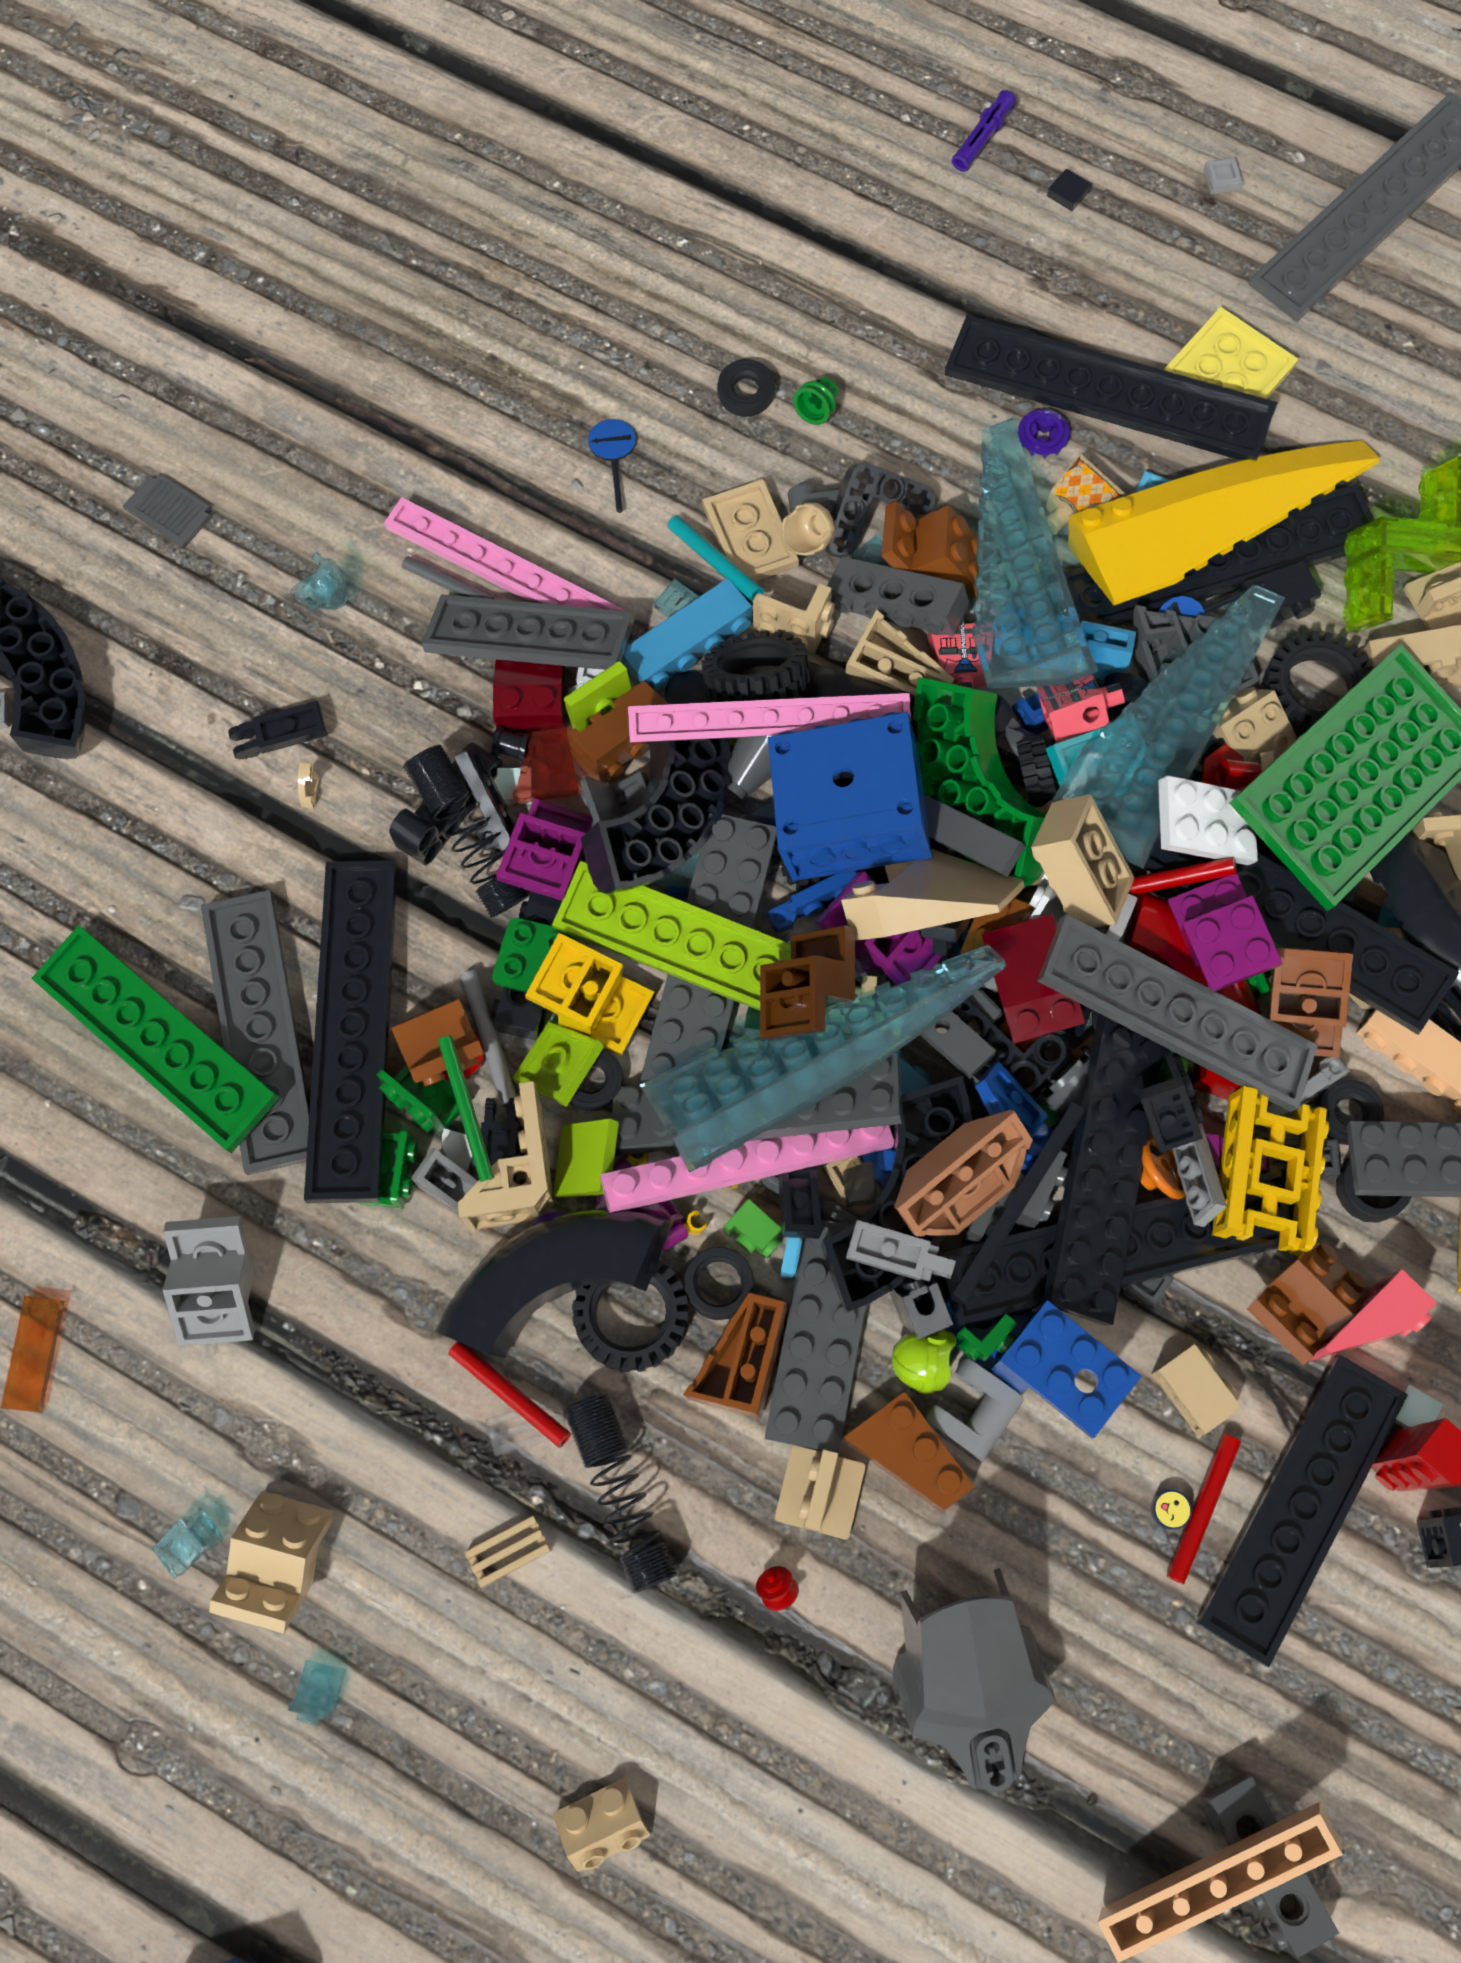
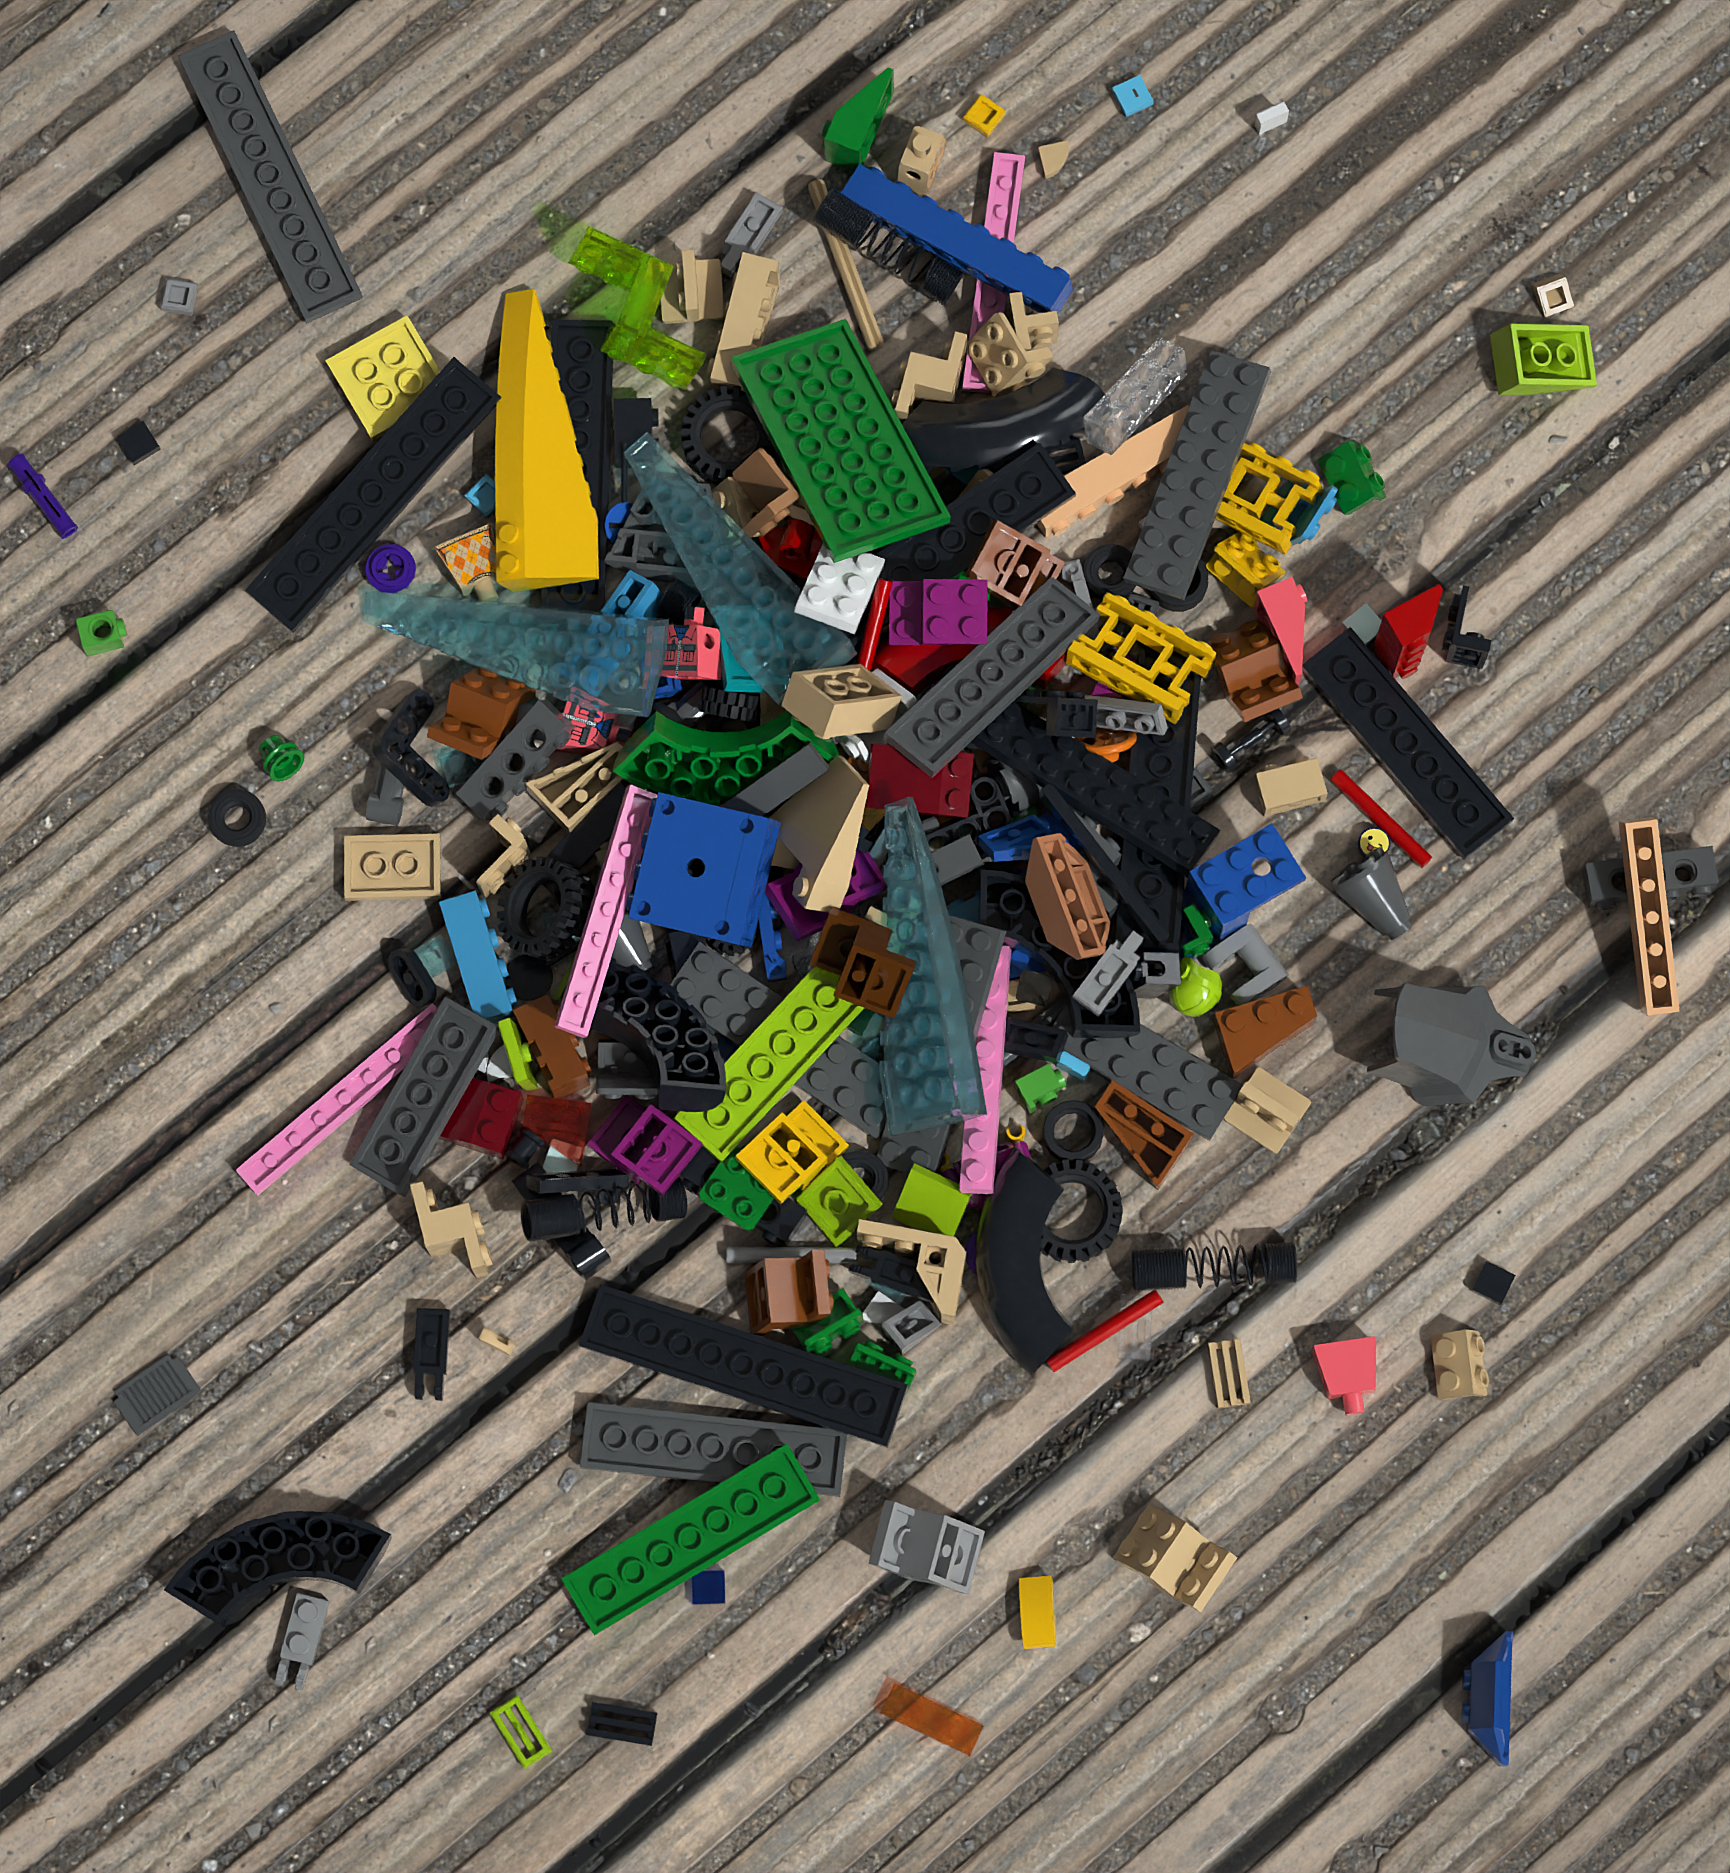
camera: 70 degrees left, 5 degrees up
(114, 1077) = (709, 1588): none -> clear blue tile
(175, 1426) = (1037, 1612): none -> yellow slope
(187, 1542) = (1135, 1628): clear light blue bracket -> none
(317, 1692) = (1286, 1556): clear light blue bracket -> none
(324, 587) = (301, 1271): clear light blue helmet -> none
(398, 691) = (451, 1229): none -> tan bracket
(442, 579) = (334, 1157): dark grey bar -> none
(466, 1108) = (867, 1278): green bar -> none
(550, 1691) = (1347, 1370): none -> coral torso
(611, 442) = (244, 960): blue piece -> none
(647, 585) = (412, 977): none -> black plate
(712, 1833) = (1493, 1283): none -> black tile
(714, 557) = (410, 906): teal piece -> none
(777, 1588) = (1330, 1169): red wheel -> none
(808, 529) = (419, 813): tan hair -> none
(874, 216) = (89, 626): none -> bright green brick
(1114, 1530) = (1375, 893): none -> dark grey cone
(1265, 1348) = (1224, 756): none -> black wheel
(1278, 725) = (767, 490): none -> medium nougat bracket
(1423, 1249) = (1244, 567): none -> yellow bracket

